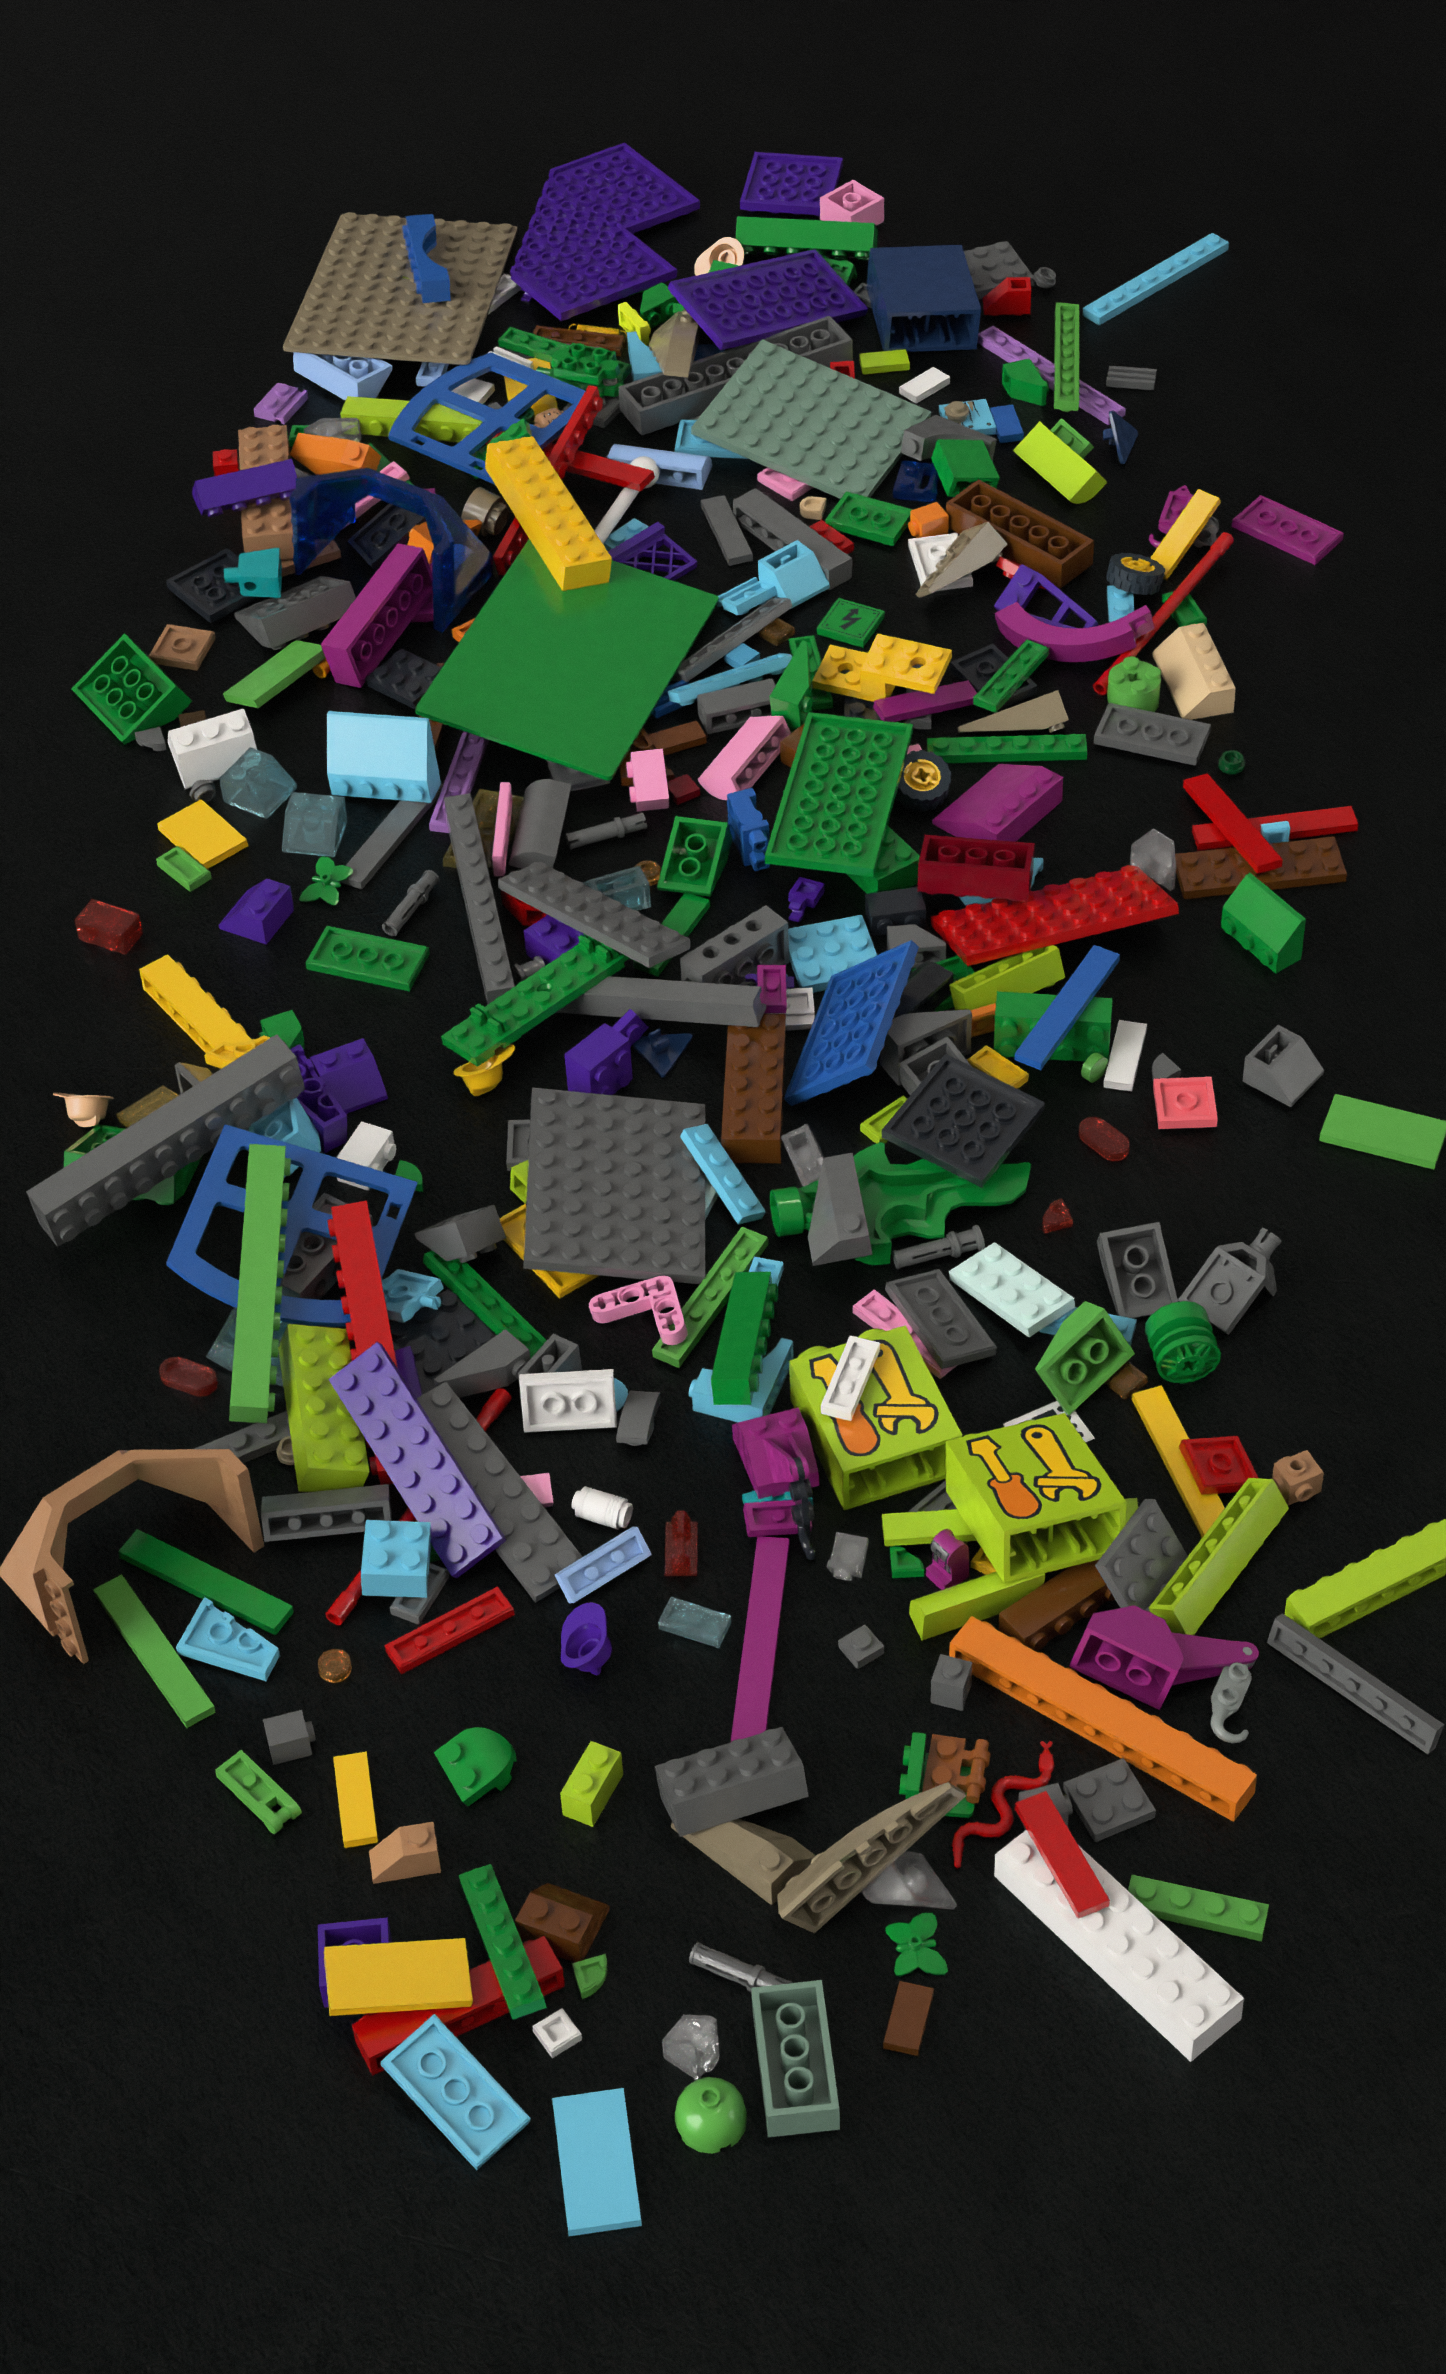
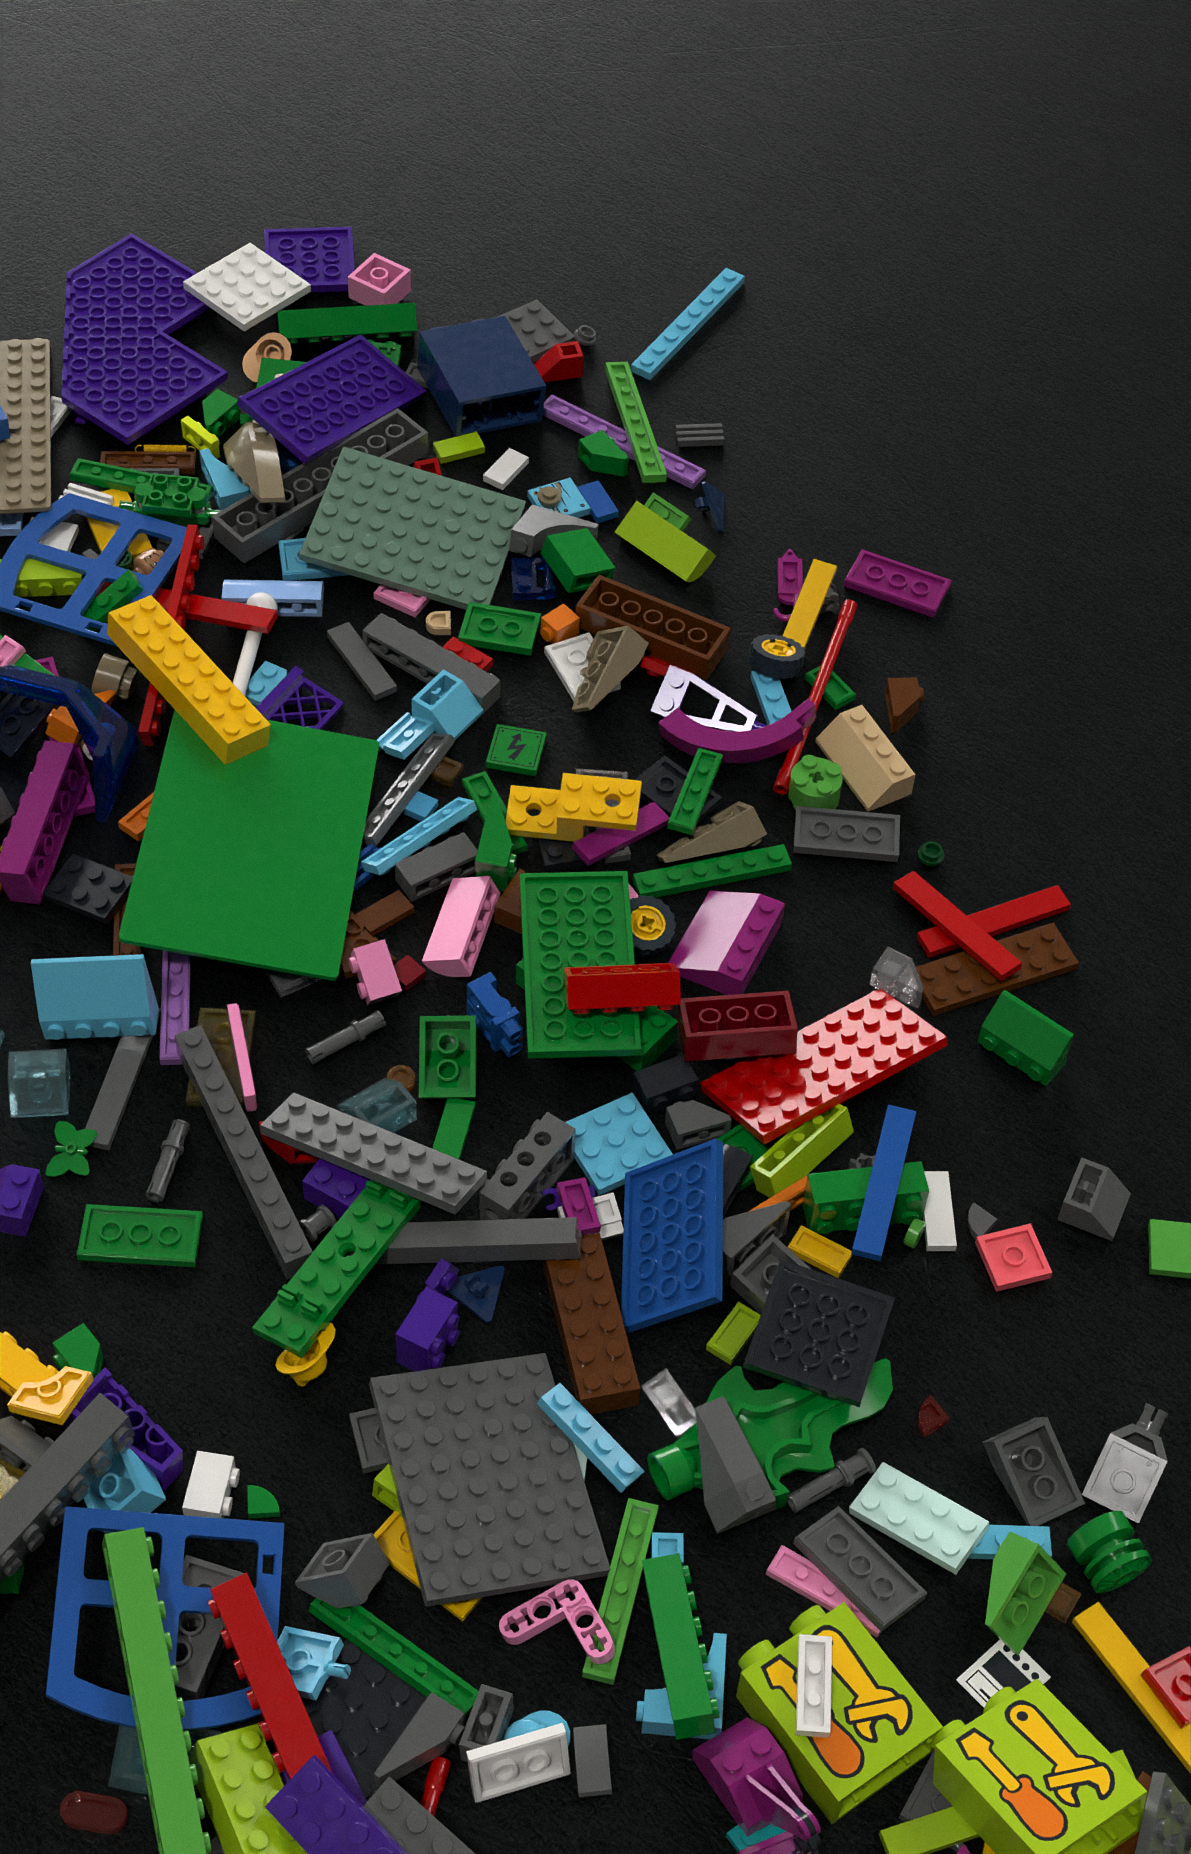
camera: 20 degrees left, 5 degrees up
(351, 1075) = (166, 1391): dark purple slope -> none
(540, 823) = (278, 1044): dark grey brick -> none
(718, 196) = (247, 286): none -> white plate
(803, 894) = (568, 1078): dark purple plate -> none
(869, 812) = (622, 987): none -> red slope
(1104, 1138) = (948, 1313): clear red tile -> none
(1252, 629) = (902, 700): none -> reddish brown slope
(1276, 832) = (1001, 929): medium azure tile -> none

